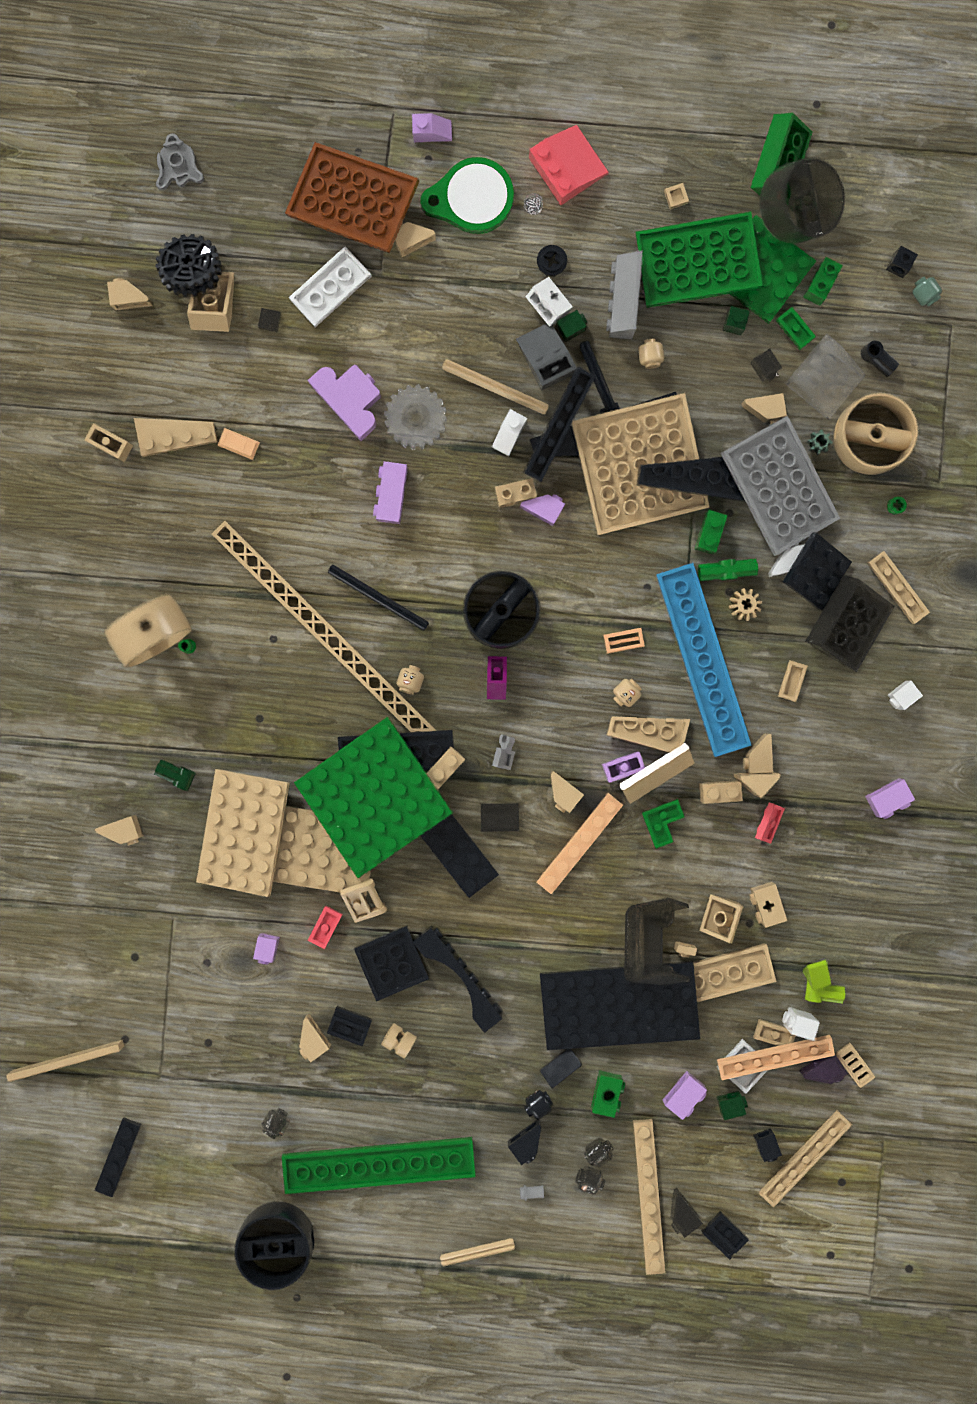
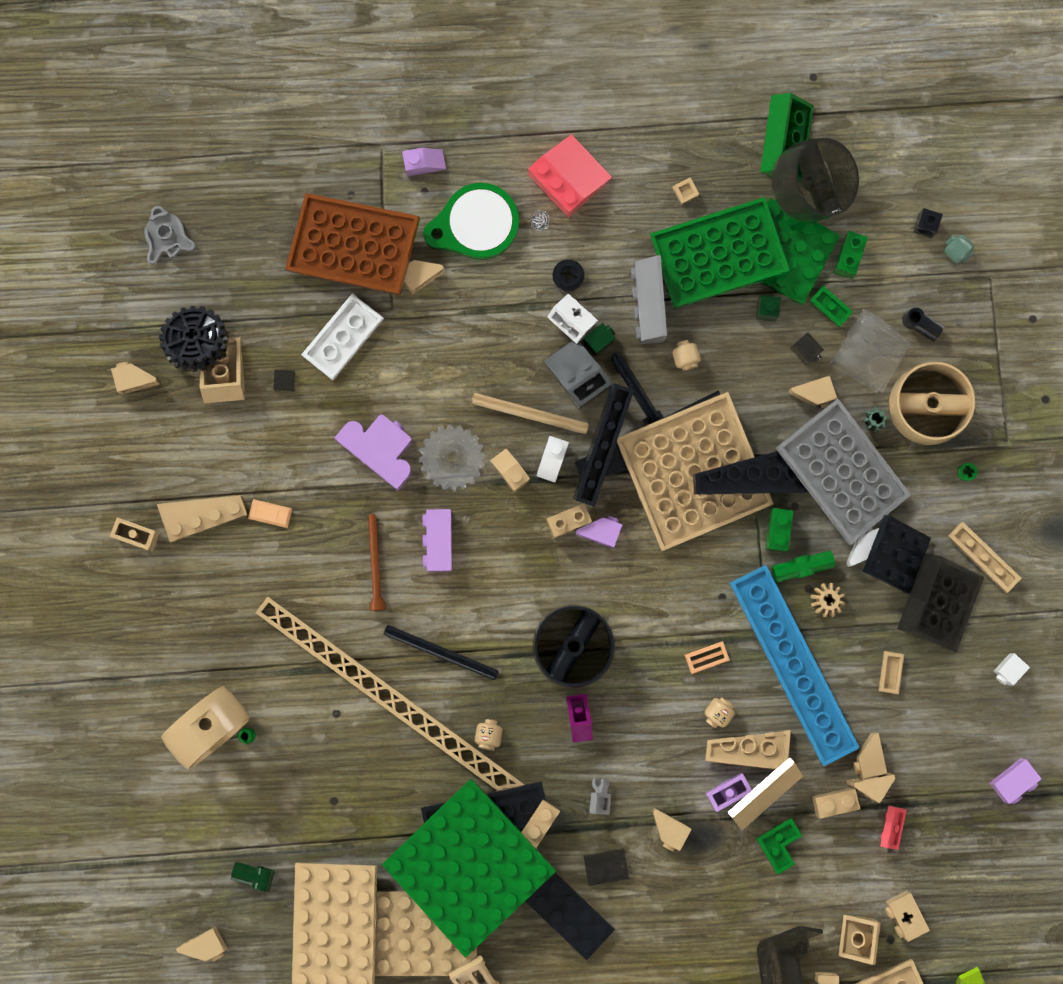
camera: 20 degrees left, 5 degrees down
(325, 542) = (377, 602): none -> dark orange piece
(468, 438) = (510, 470): none -> tan slope
(579, 843) = (695, 882): light nougat plate -> none

